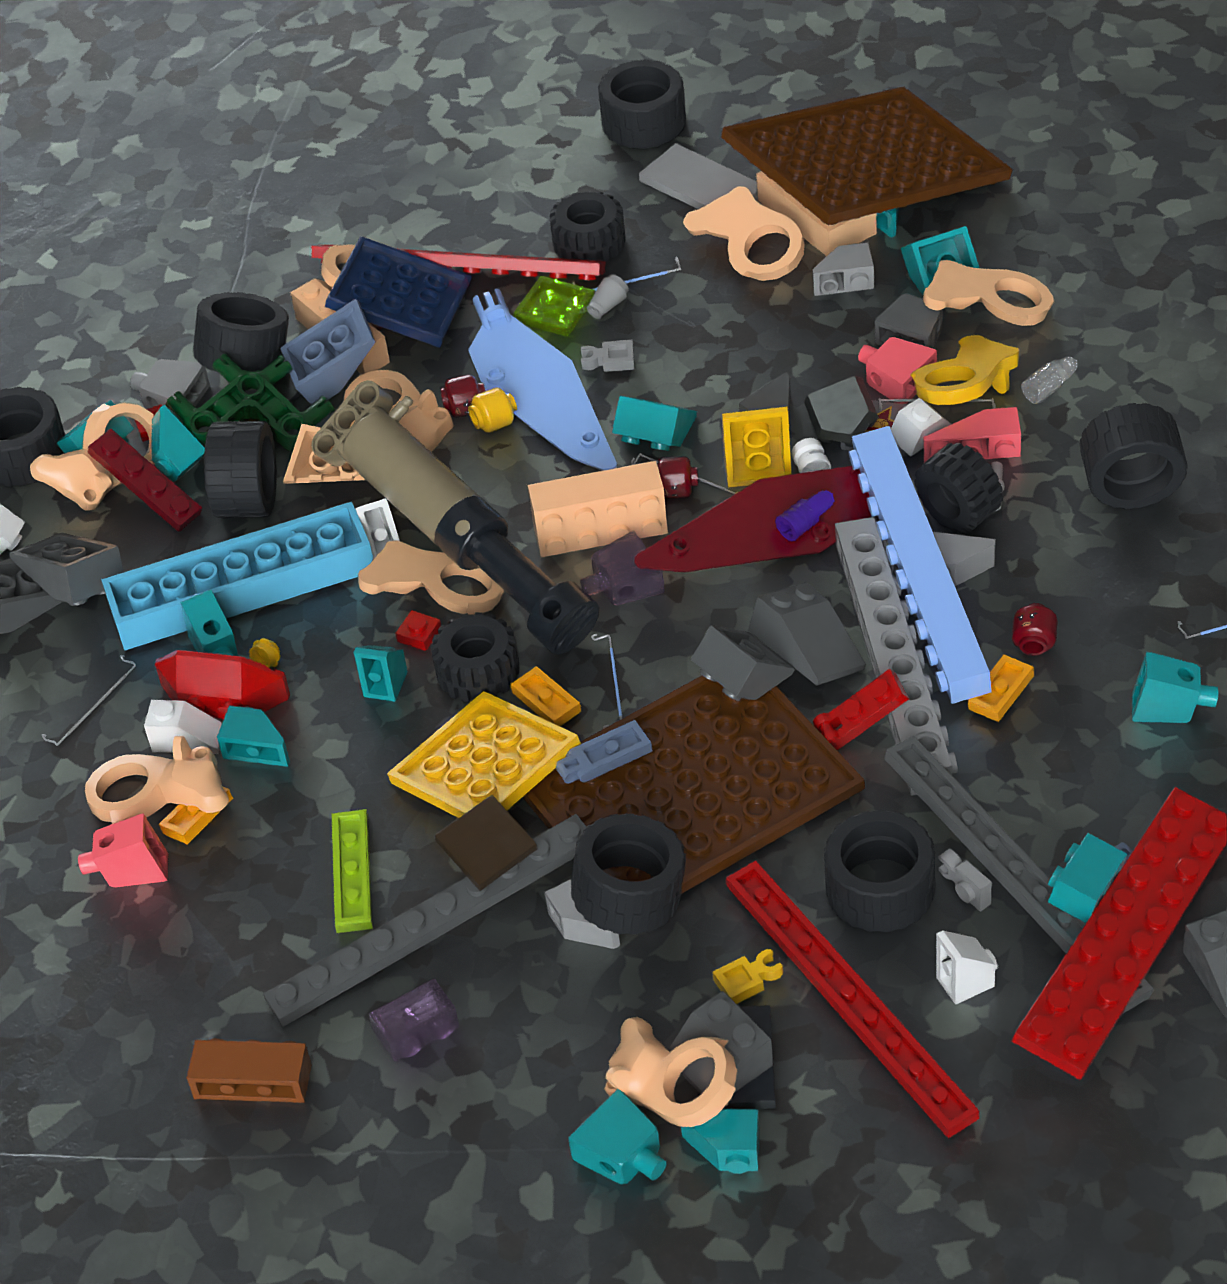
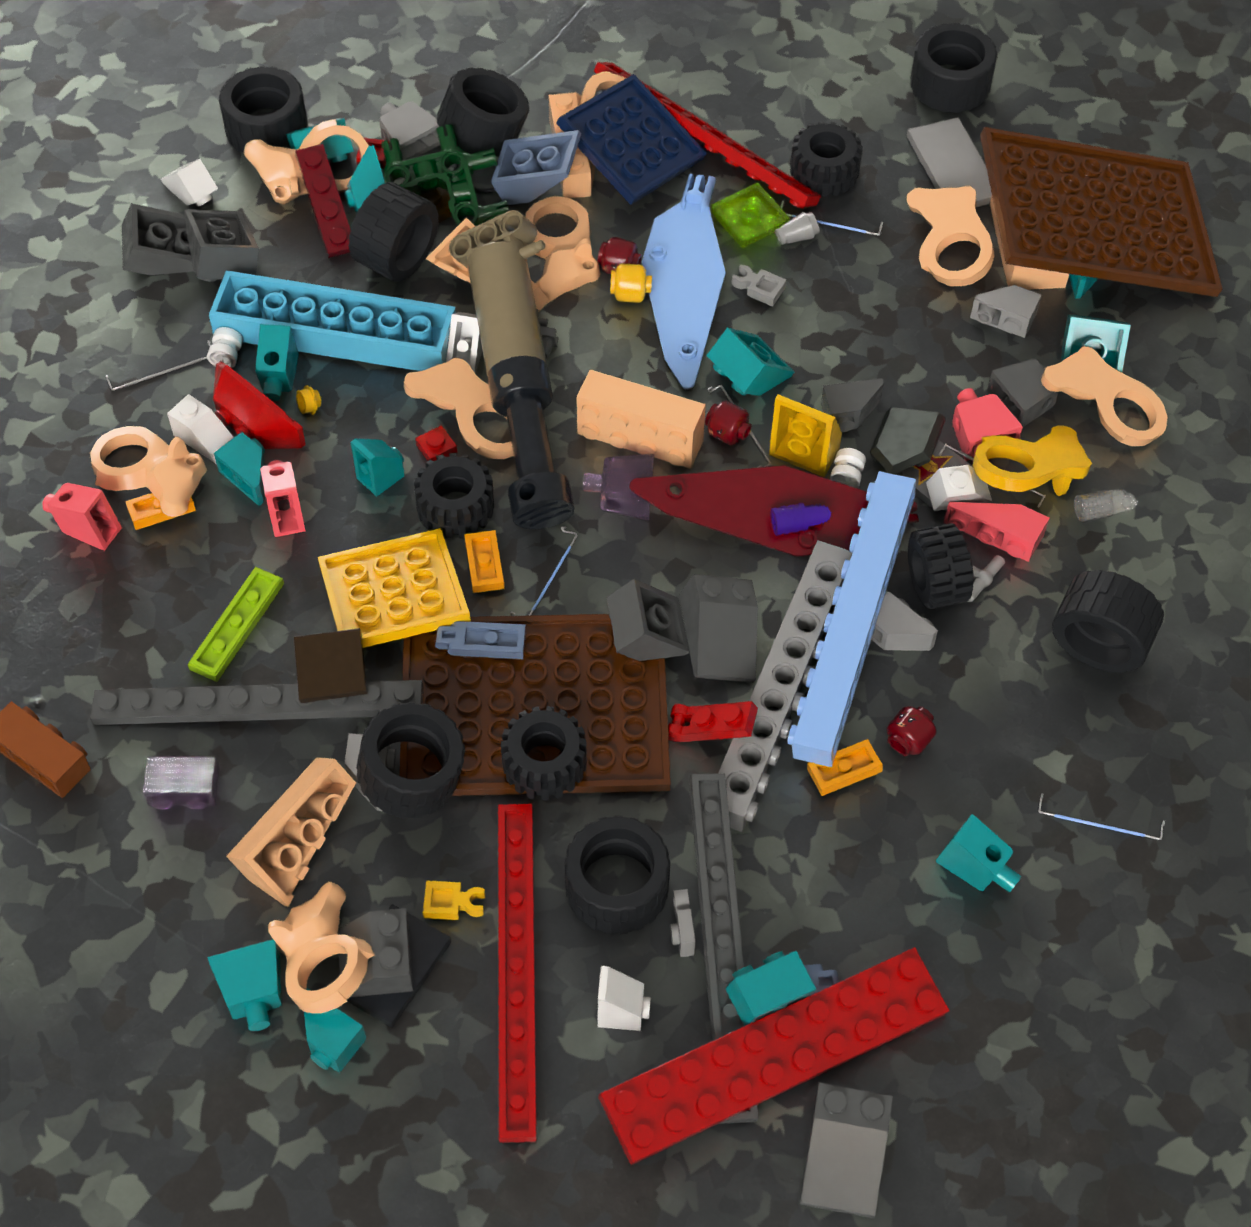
camera: 25 degrees right, 10 degrees up
(145, 649) = (225, 346): none -> white wheel
(314, 741) = (280, 485): none -> coral torso
(554, 999) = (287, 835): none -> light nougat wedge
(739, 830) = (539, 729): none -> black tyre

